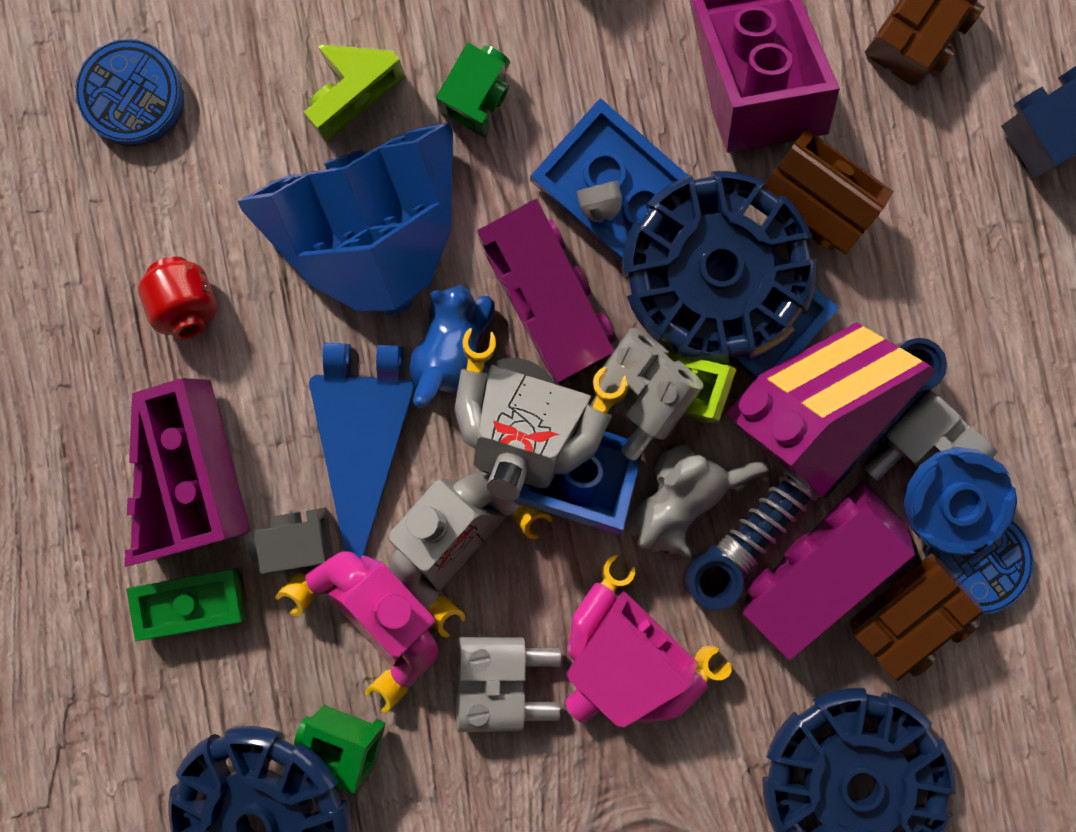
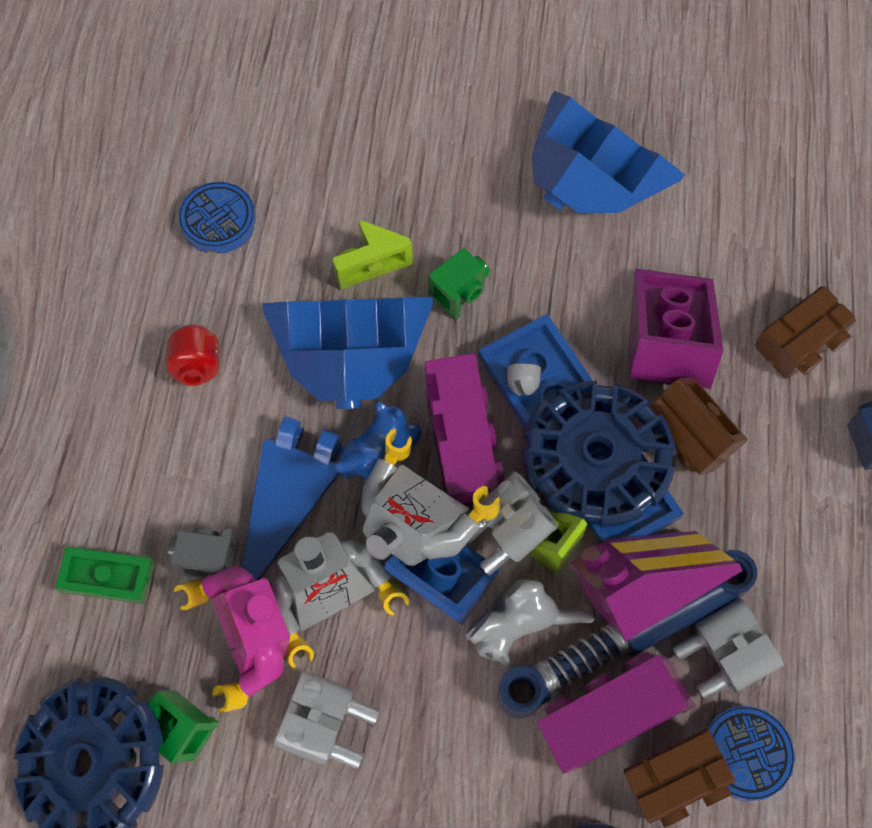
camera: 20 degrees right, 20 degrees down
(181, 473) = (144, 477): magenta wedge -> none
(630, 662) = (431, 733): dark pink torso -> none
(960, 501) = (741, 691): blue tile -> none

